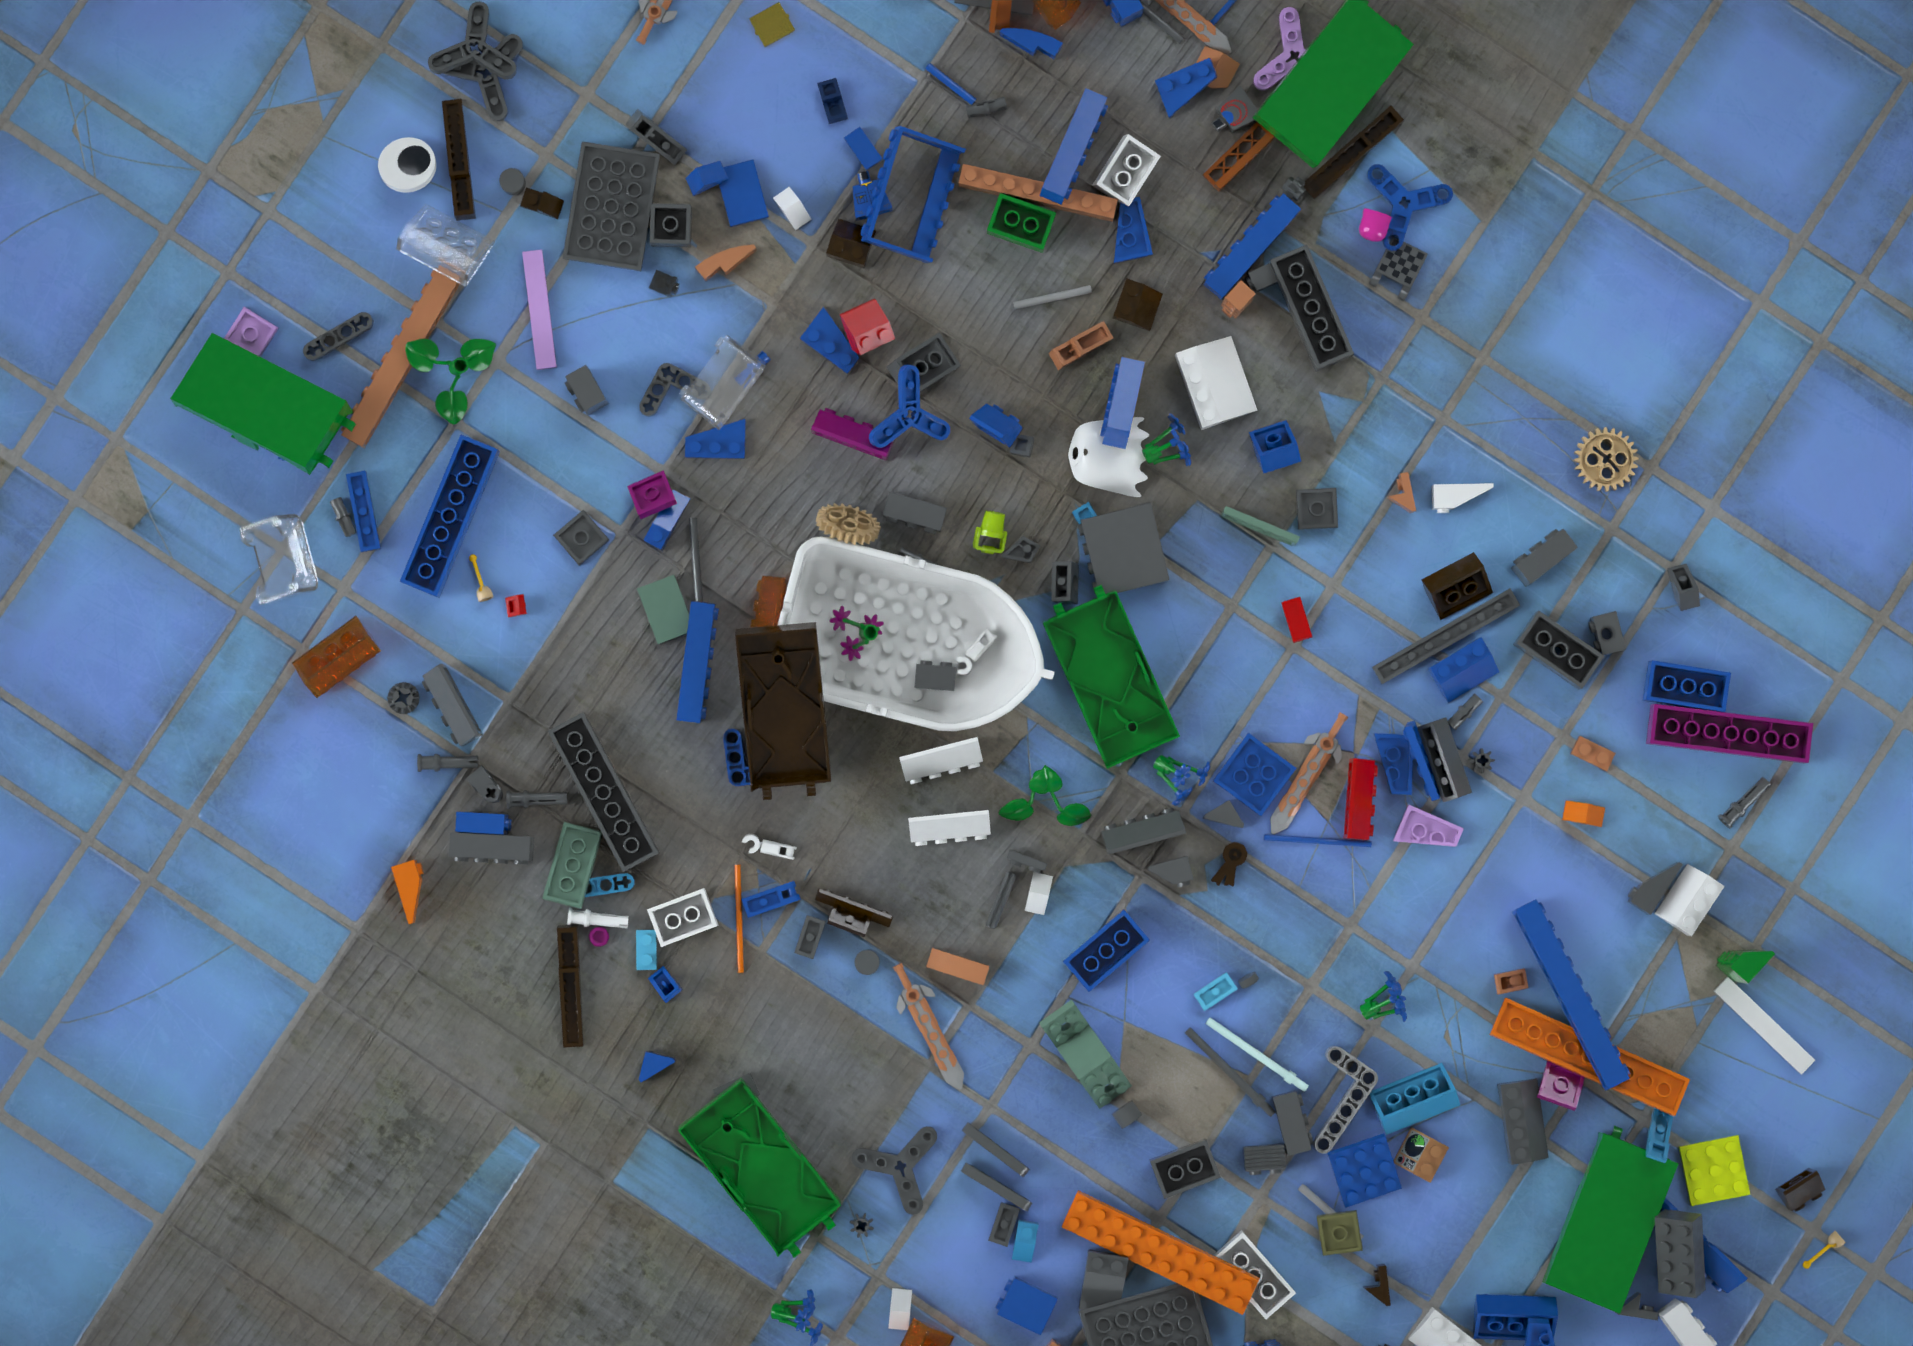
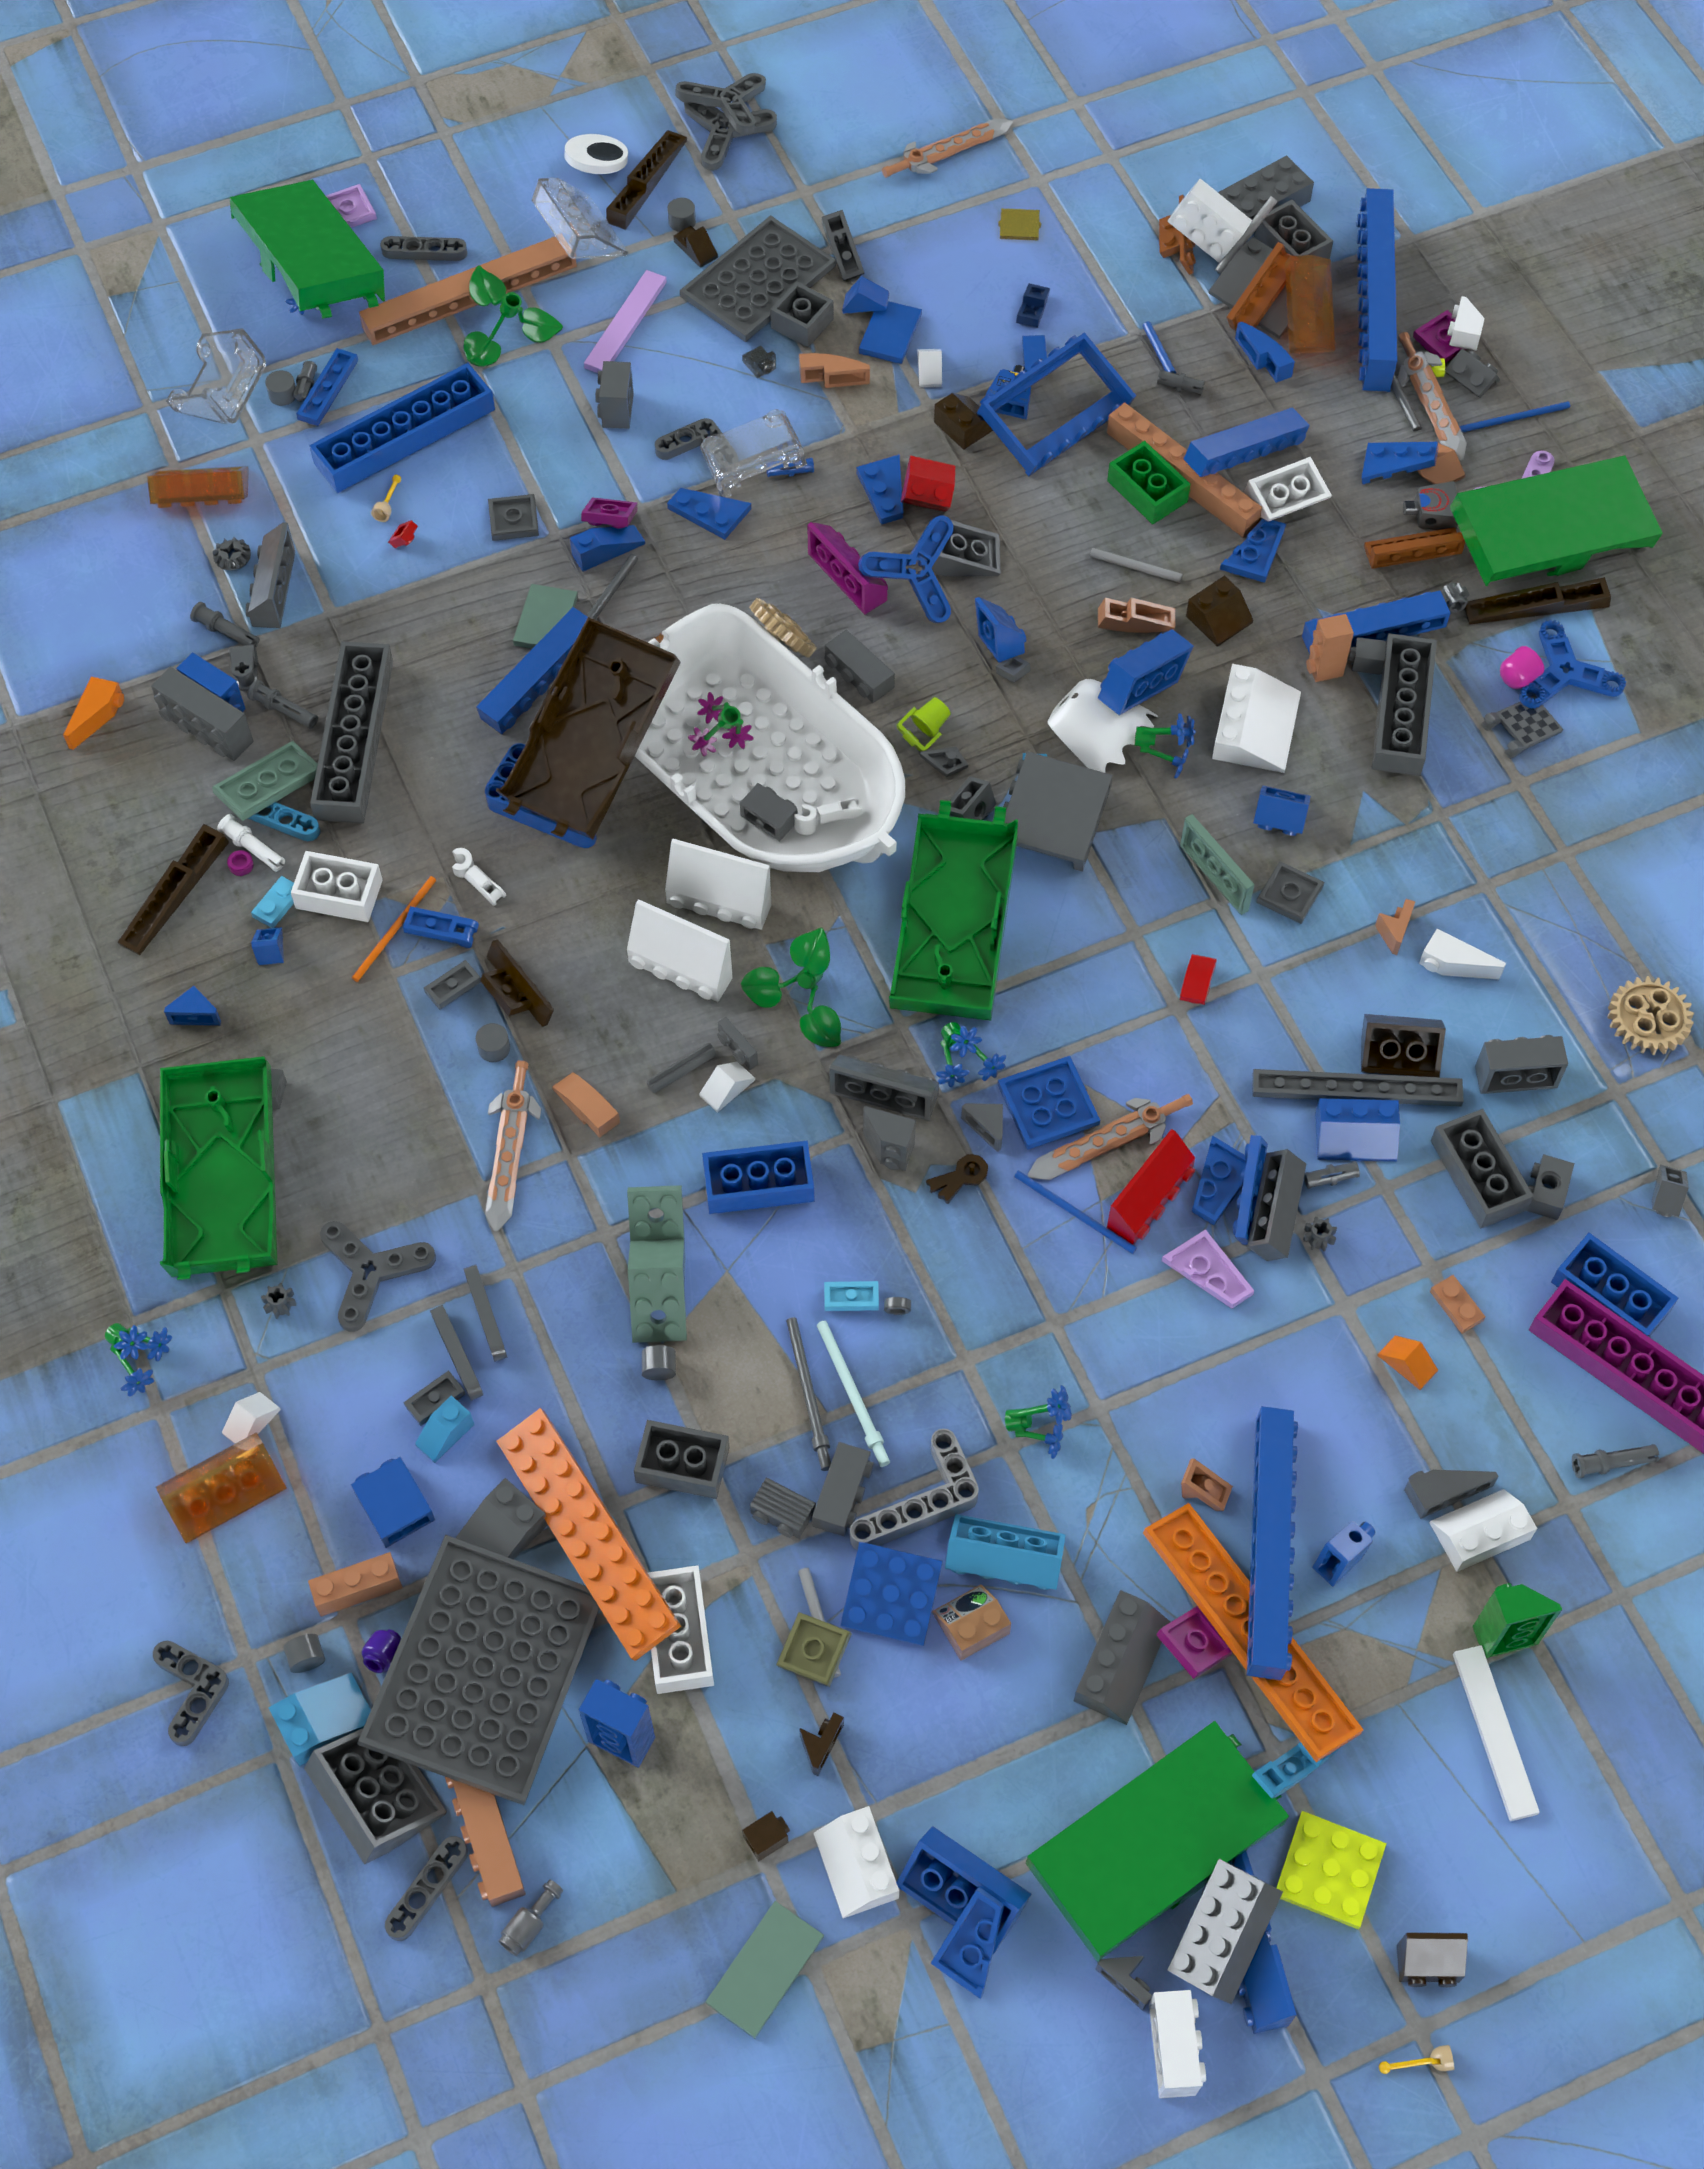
camera: 35 degrees right, 25 degrees down
(330, 534) = (280, 387): none -> dark grey piece
(1617, 978) = (1344, 1551): none -> blue torso

